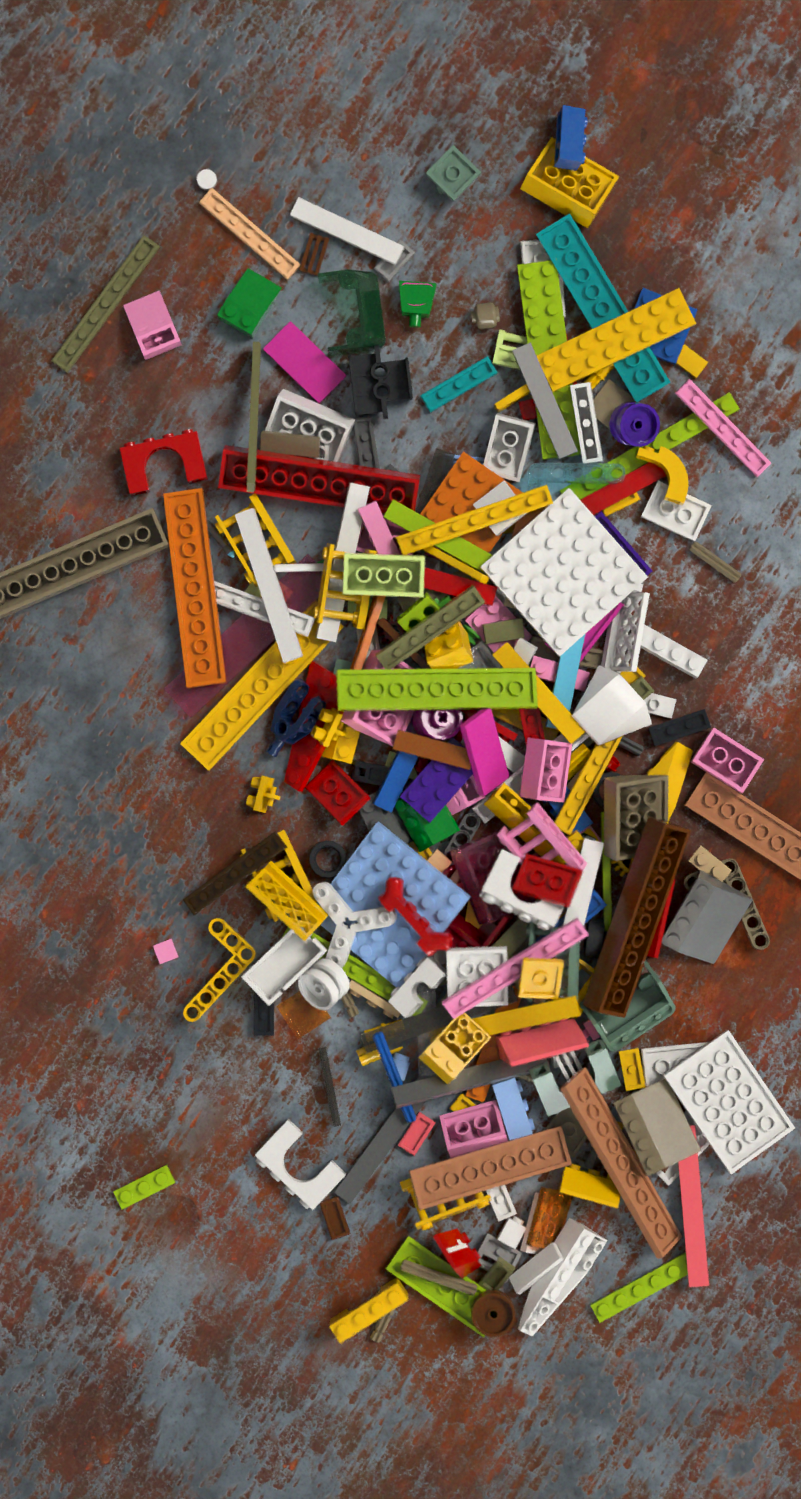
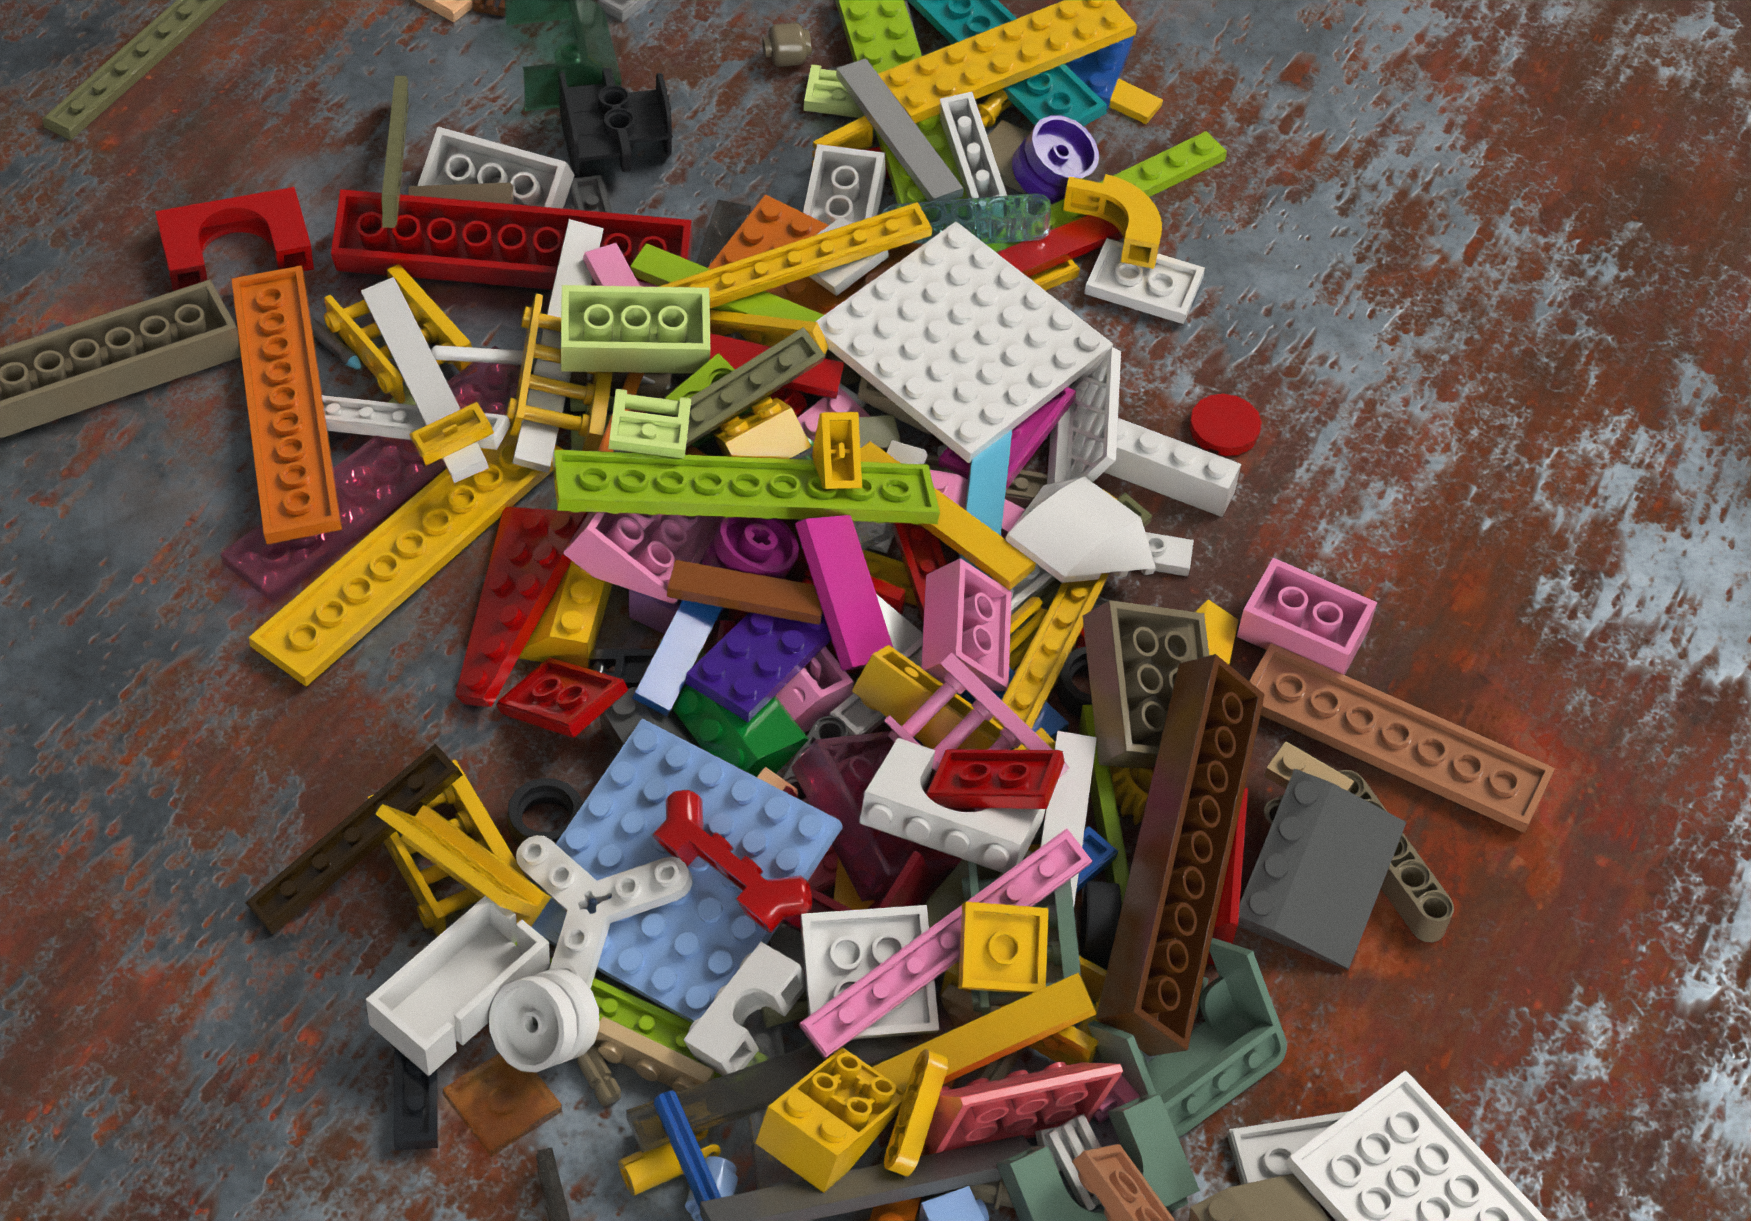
camera: 10 degrees left, 35 degrees down
(152, 325) = (225, 72): bright pink slope -> none
(165, 951) = (205, 1000): bright pink tile -> none
(223, 972) = (324, 1029): yellow beam -> none
(249, 303) = (384, 45): green slope -> none
(265, 794) = (417, 713): yellow hips -> none
(268, 643) = (451, 433): none -> yellow tile
(284, 727) = (470, 600): dark blue piece -> none
(304, 362) = (483, 110): dark pink tile -> none
(331, 729) = (531, 583): yellow hips -> none
(388, 659) = (649, 432): none -> yellowish green plate
(416, 300) = (670, 30): green torso -> none
(458, 384) = (748, 136): teal tile -> none
(486, 674) = (838, 450): none -> yellow slope
(492, 1050) = (916, 1112): none -> yellow beam
(631, 1069) = (1212, 1159): yellow plate -> none
(679, 727) = (1207, 581): black plate -> none
(706, 617) = (1225, 424): none -> red tile
(715, 562) = (1225, 348): dark tan axle -> none
(723, 427) = (1205, 169): bright pink tile -> none

